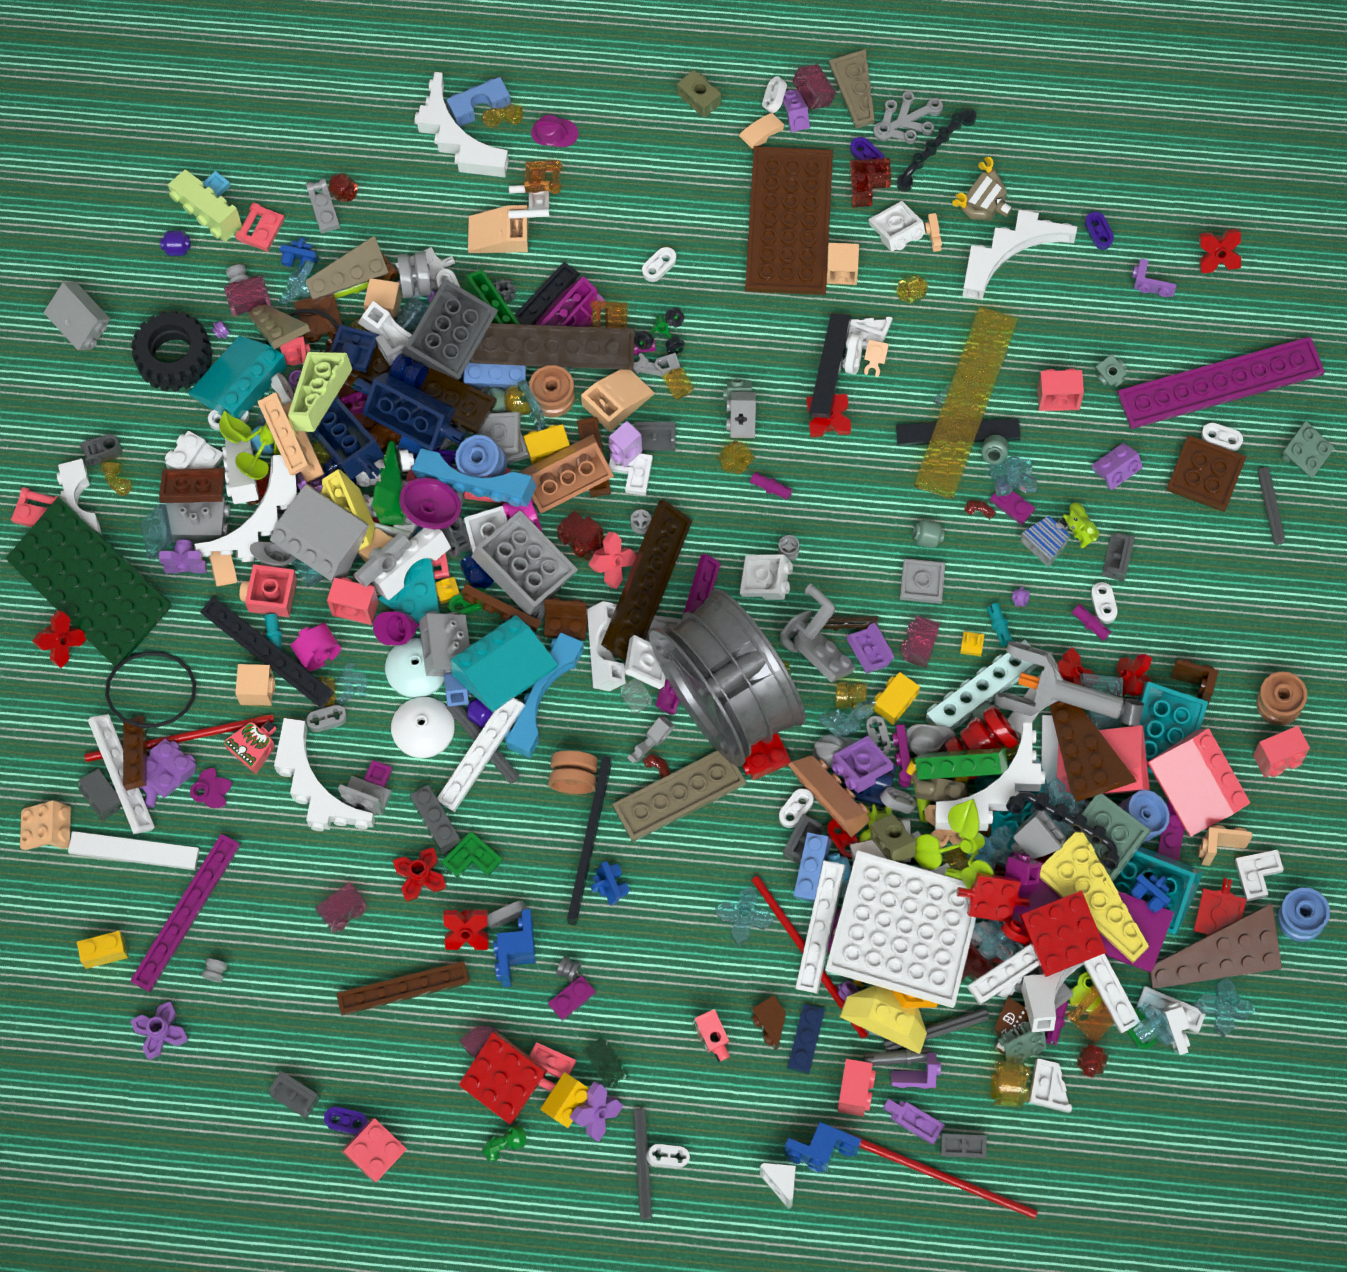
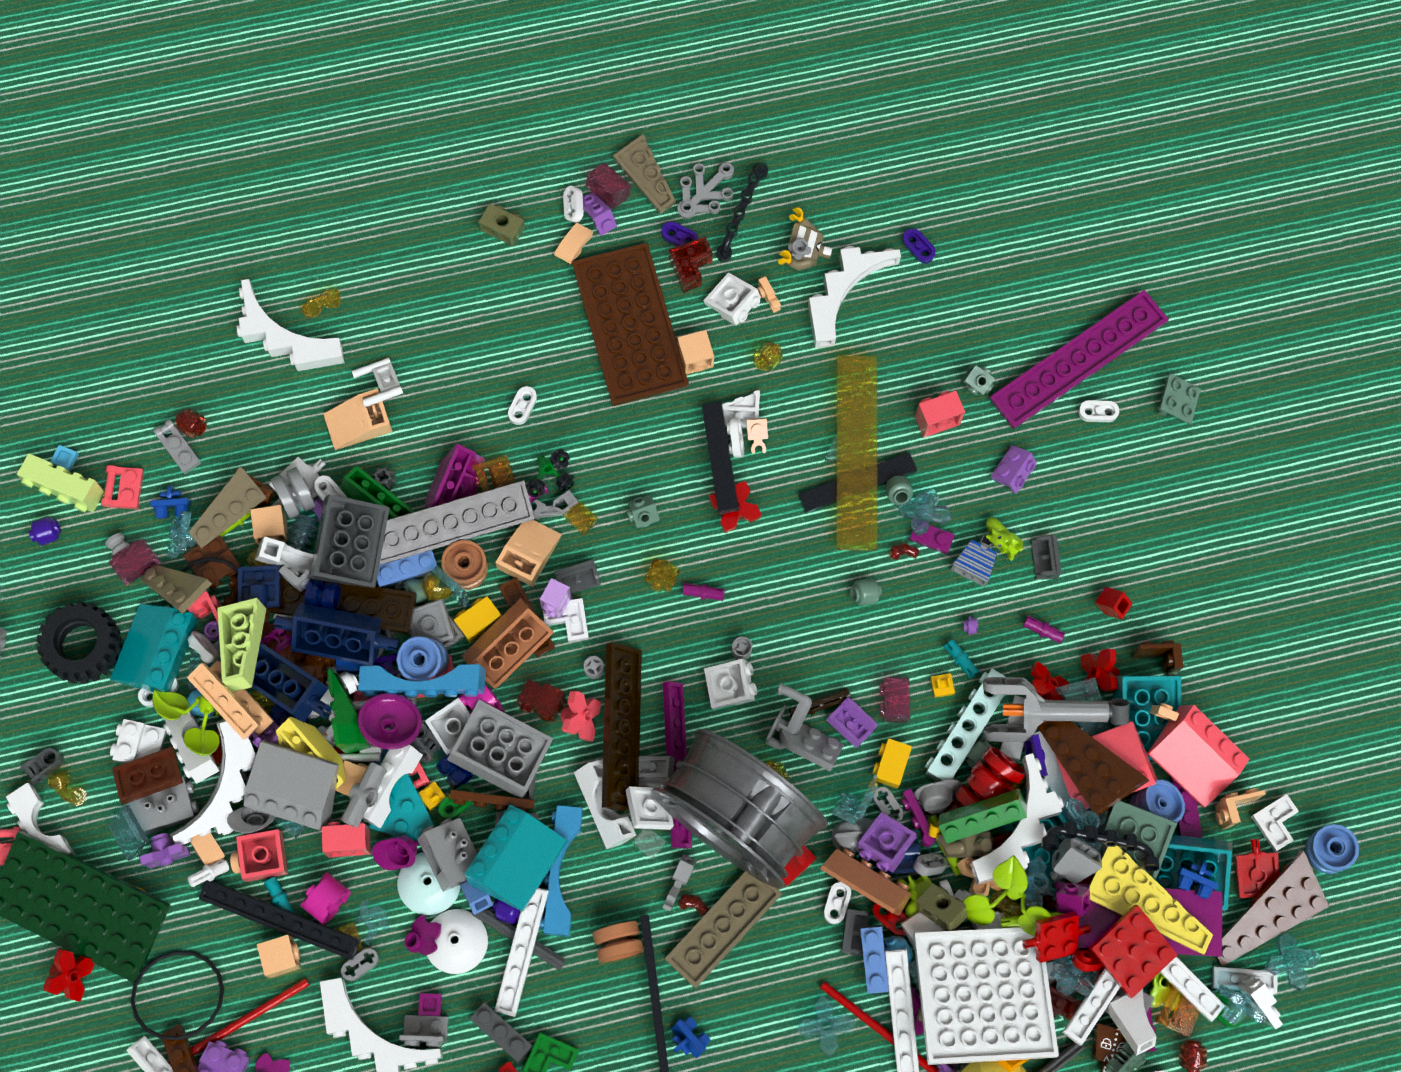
camera: 25 degrees left, 5 degrees up
(217, 590) = (208, 872): none -> white axle
(220, 329) = (119, 604): medium lavender plate -> none
(252, 744) = (297, 1017): torso -> none
(393, 711) = (423, 936): none -> magenta plate
(490, 93) = (303, 283): medium blue arch -> none
(536, 176) = (375, 354): clear orange plate -> none
(546, 294) = (425, 470): black tile -> none
(554, 131) = (376, 303): magenta piece -> none
(565, 617) = (557, 790): reddish brown bracket -> none
(744, 404) = (654, 531): light grey brick -> none
(849, 695) = (850, 775): clear yellow wheel -> none
(922, 581) = (876, 639): light grey plate -> none
(978, 191) = (799, 243): none -> light grey plate
(1039, 724) = (1033, 745): none -> dark purple plate
(1104, 601) = (1047, 605): white plate -> none
(1149, 285) = (980, 286): medium lavender bracket -> none
(1169, 618) = (1113, 603): none -> red brick
(1178, 728) = (1164, 711): none -> light nougat plate
(1206, 473) = (1096, 451): reddish brown plate -> none
(1220, 250) = (1036, 232): red plant -> none
(1271, 506) = (1165, 463): dark grey axle -> none
(1281, 698) = (1251, 643): nougat wheel -> none
(1281, 752) = (1259, 700): coral brick -> none

